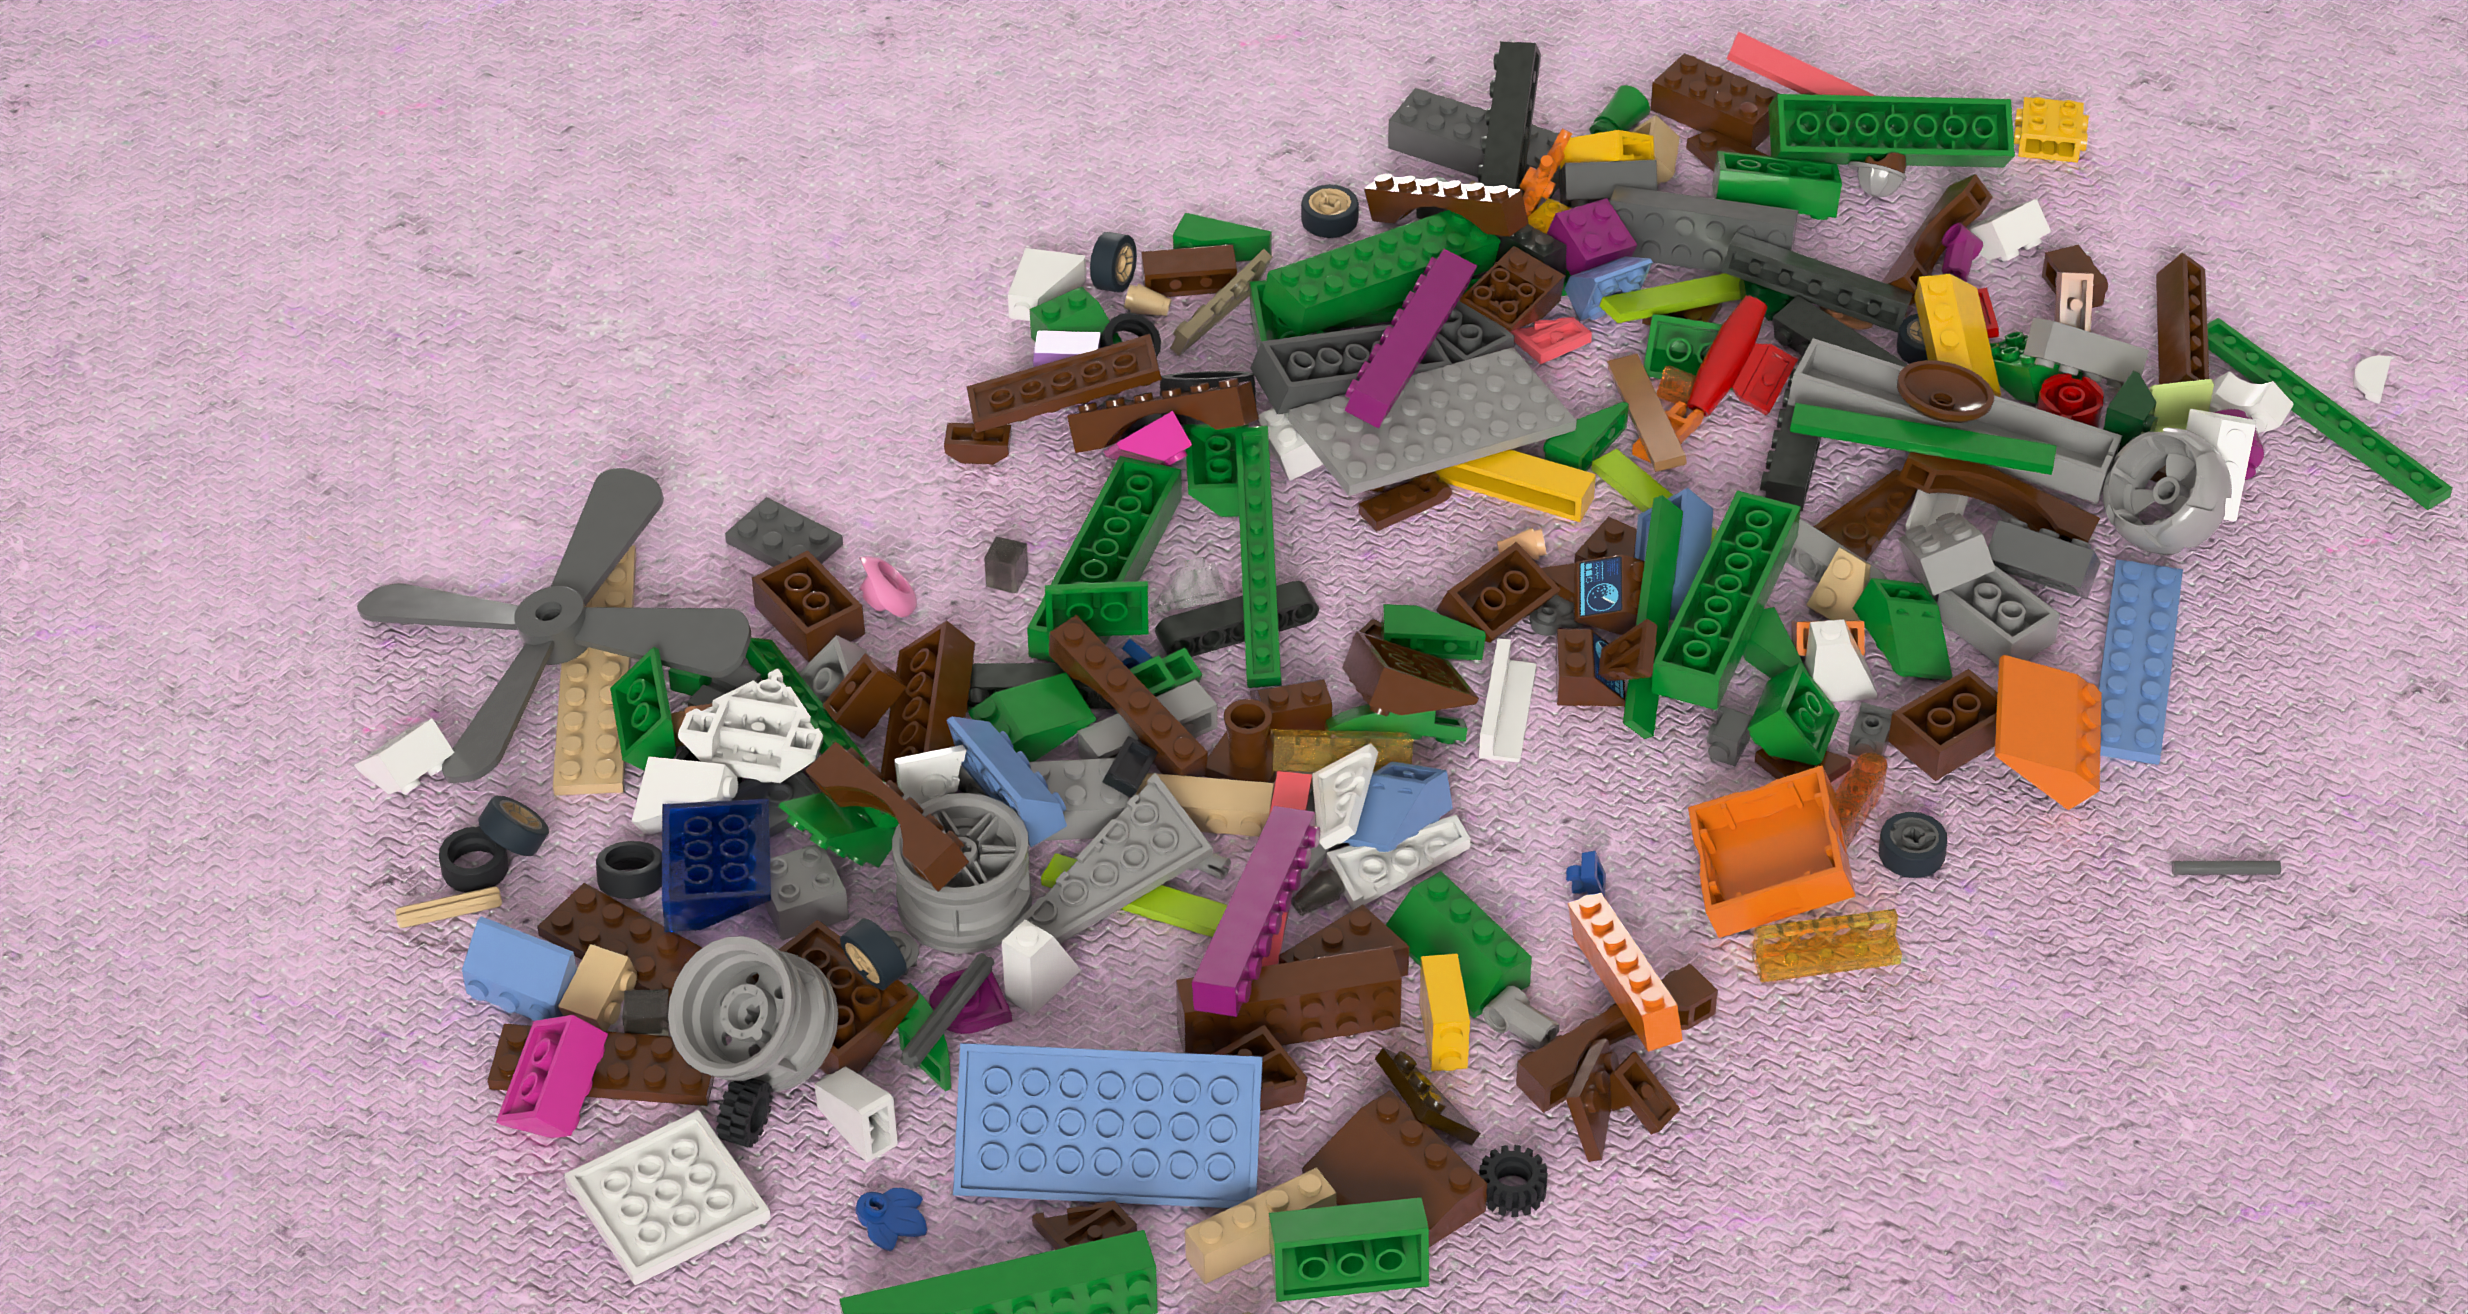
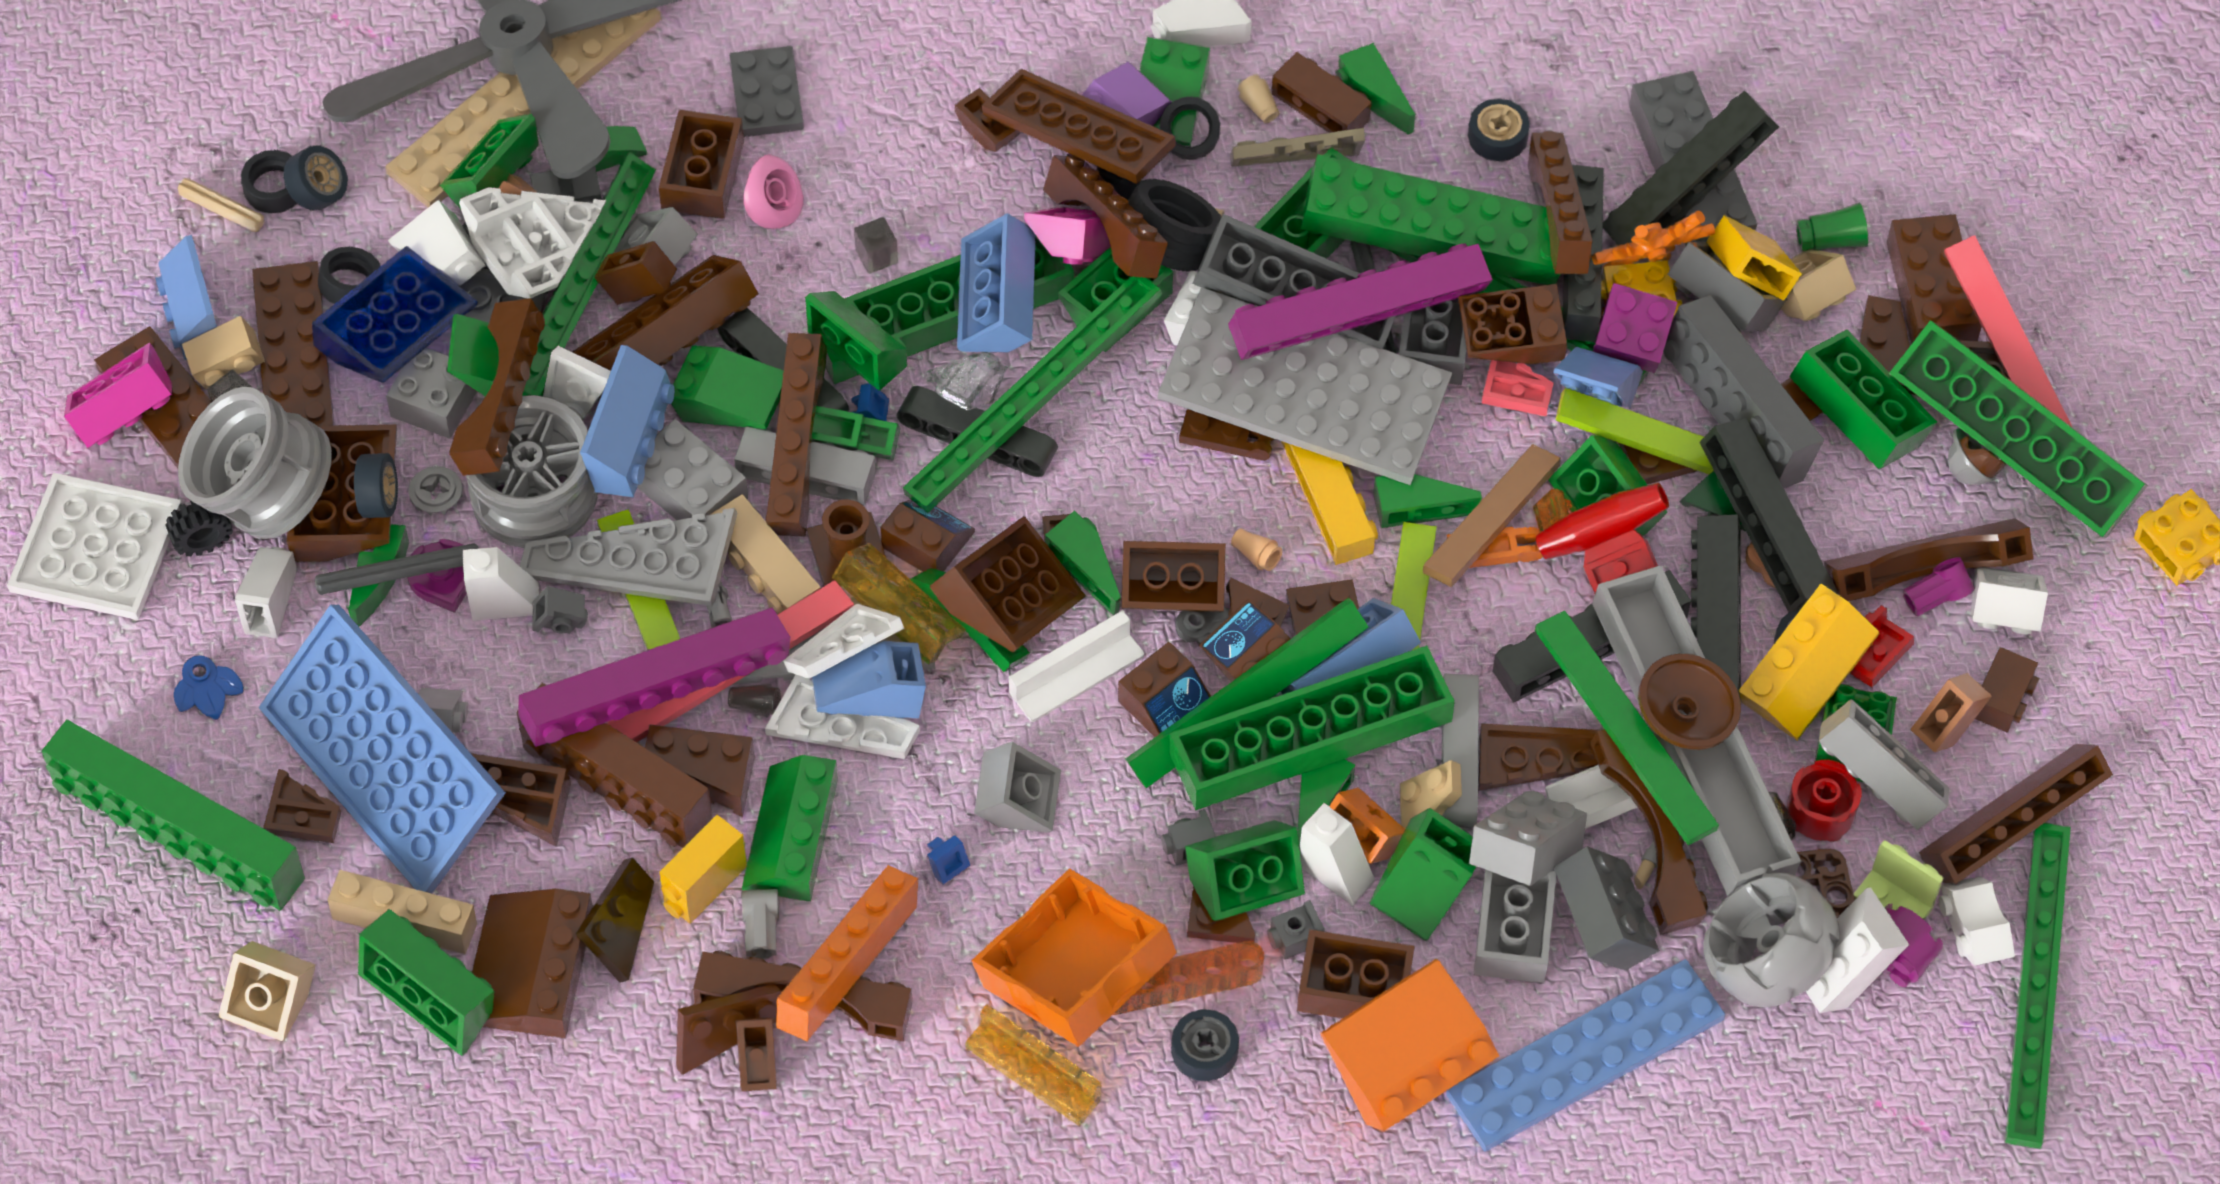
camera: 45 degrees right, 15 degrees up
(407, 758) = (320, 63): white slope -> none
(1108, 951) = (559, 610): none -> dark grey brick
(1113, 262) = (1266, 43): black wheel -> none
(1130, 767) = (733, 488): black tile -> none
(1147, 510) = (996, 287): none -> medium blue slope
(1514, 1164) = (594, 1016): black tyre -> none
(1573, 800) = (1017, 789): none -> light grey slope
(1630, 654) = (1174, 709): reddish brown wing -> none
(2131, 410) = (1833, 852): dark green slope -> none
(2371, 376) = (2133, 989): white tile -> none

